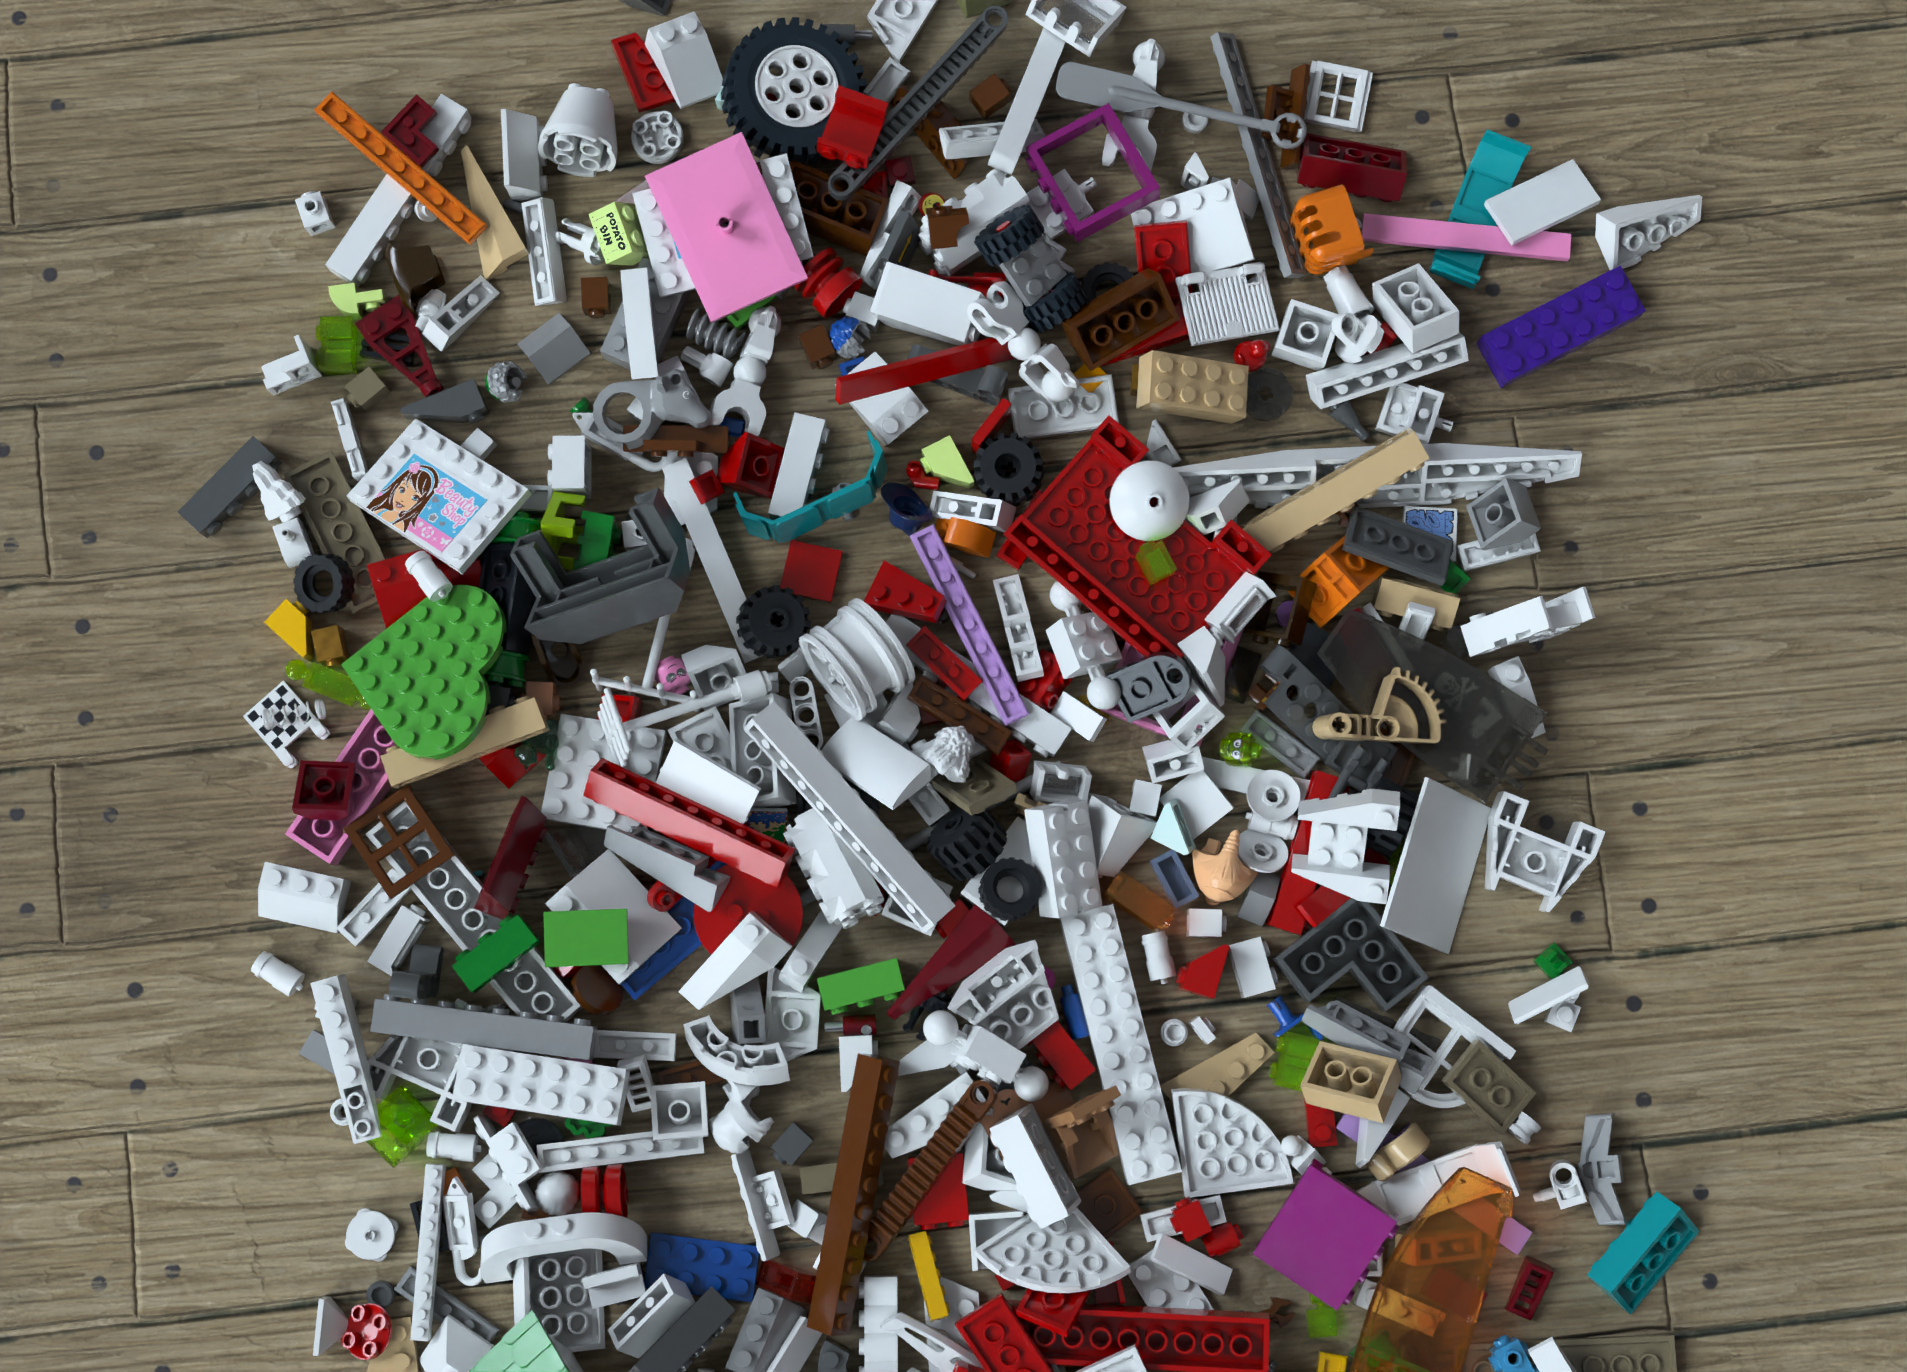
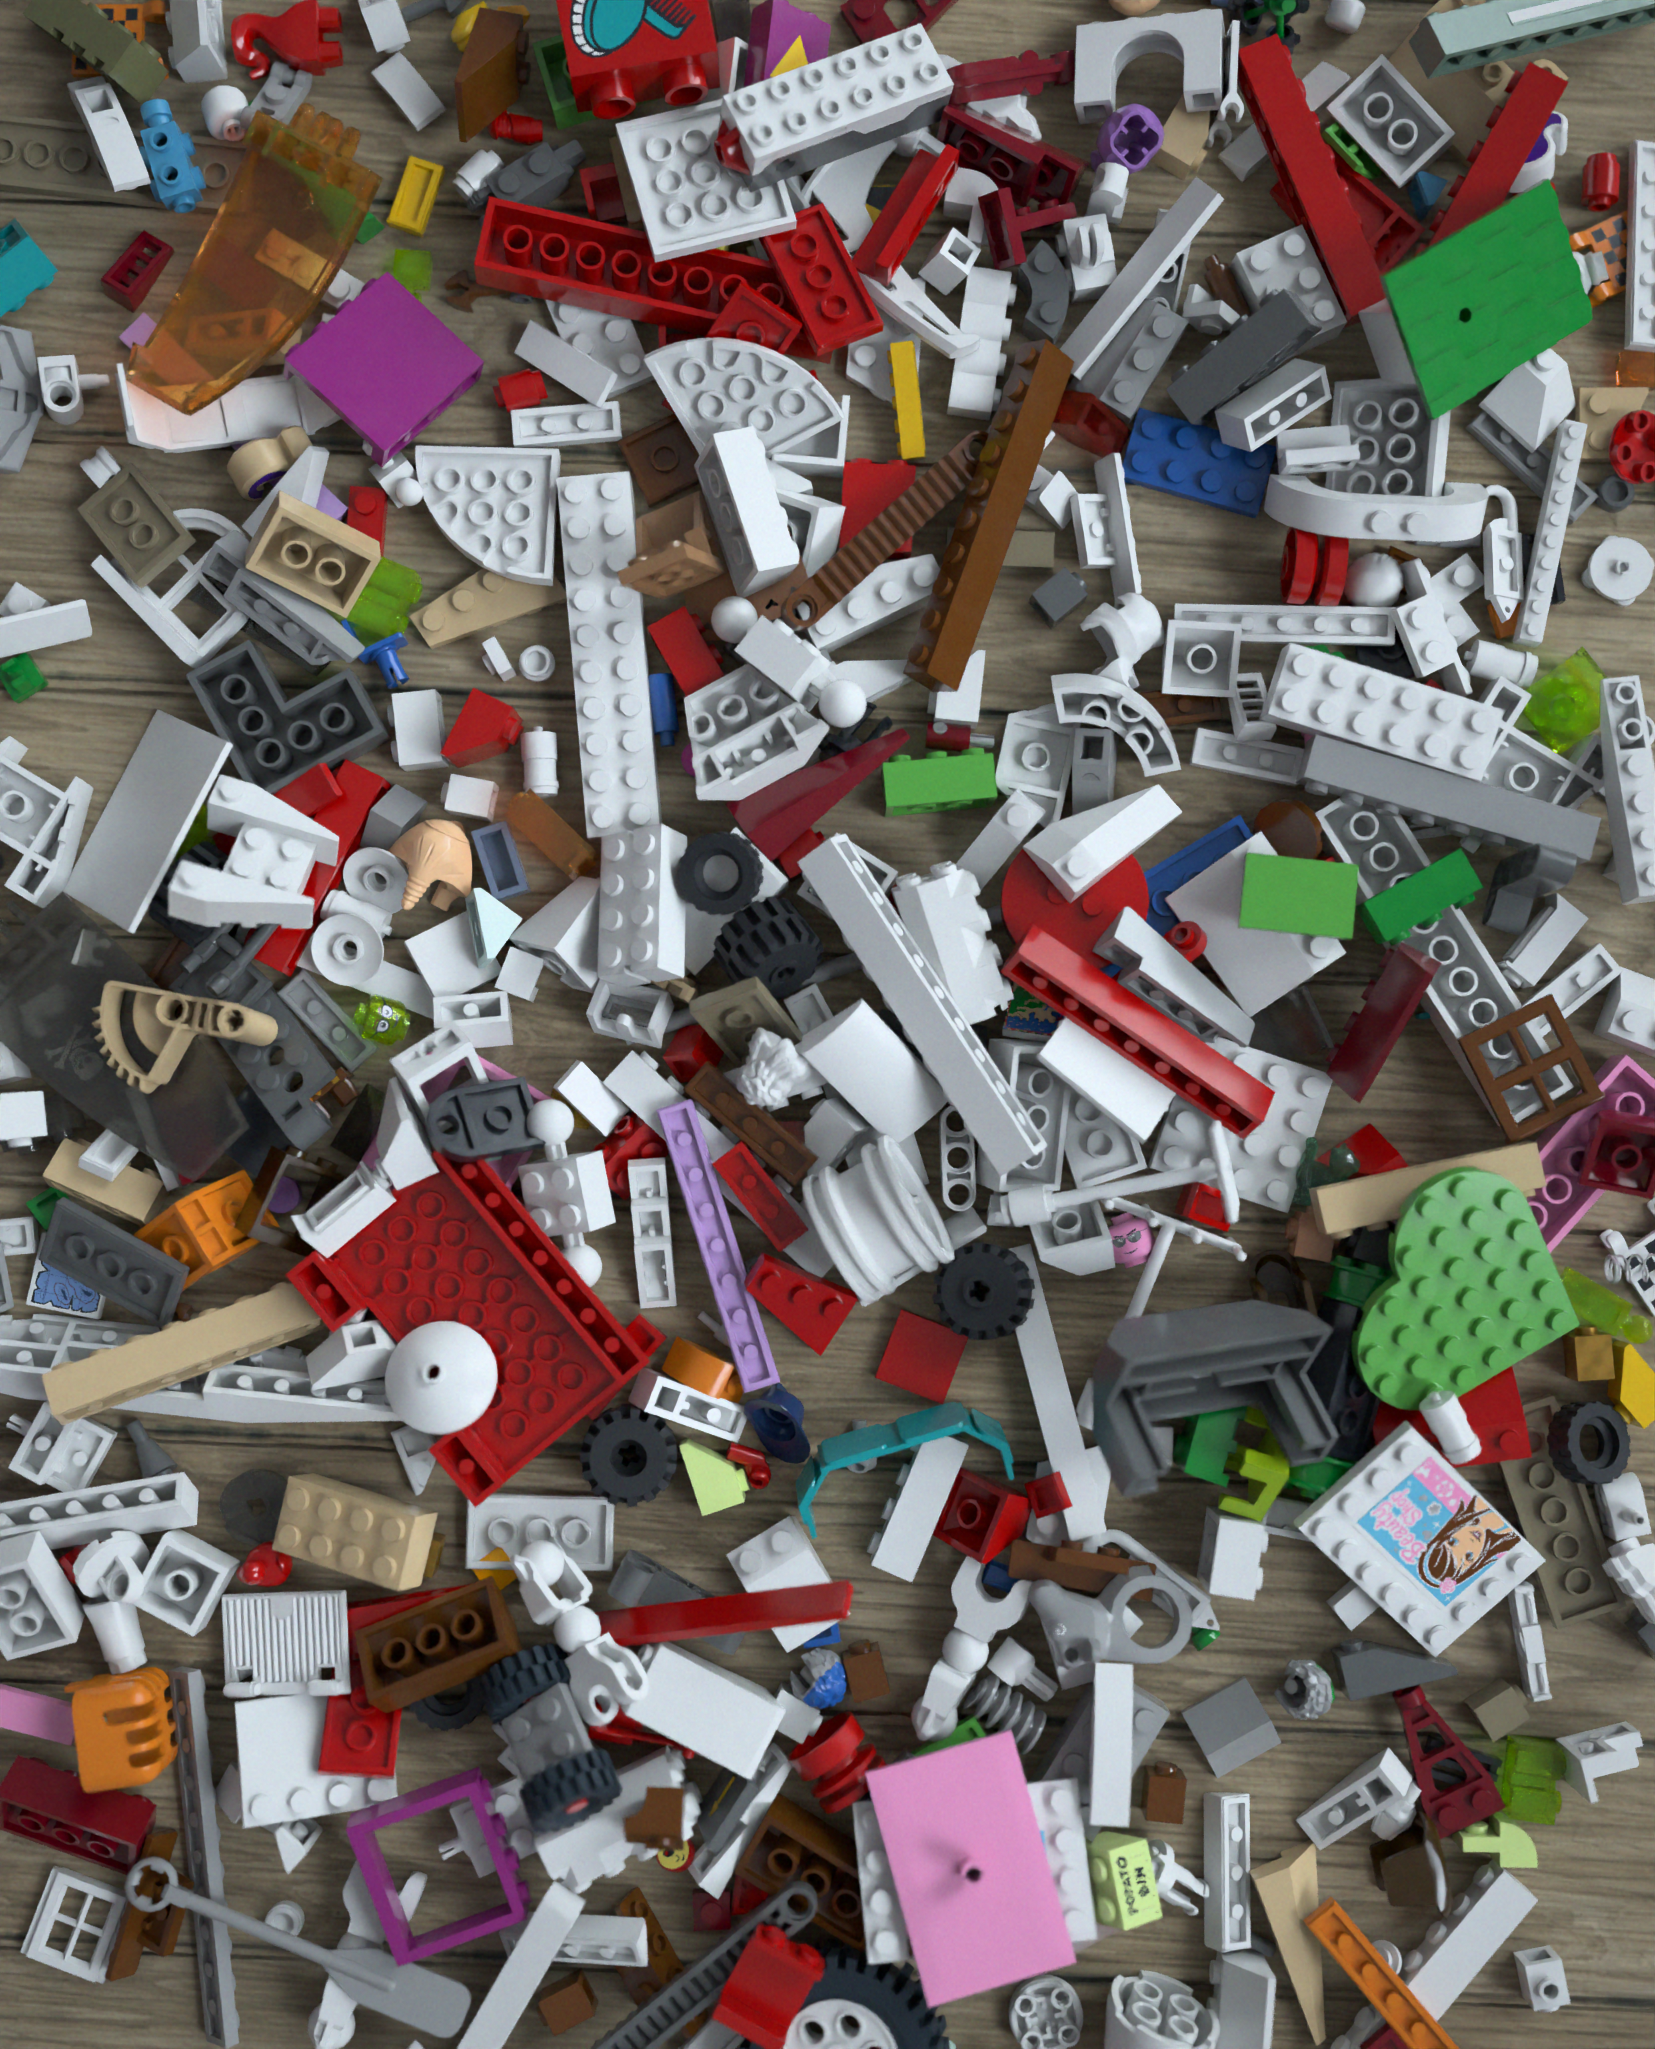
camera: 170 degrees left, 5 degrees up
(991, 425) = (642, 1520): red tile -> none
(1155, 561) = (447, 1290): clear neon green brick -> none
(1189, 1219) = (557, 416): red brick -> none

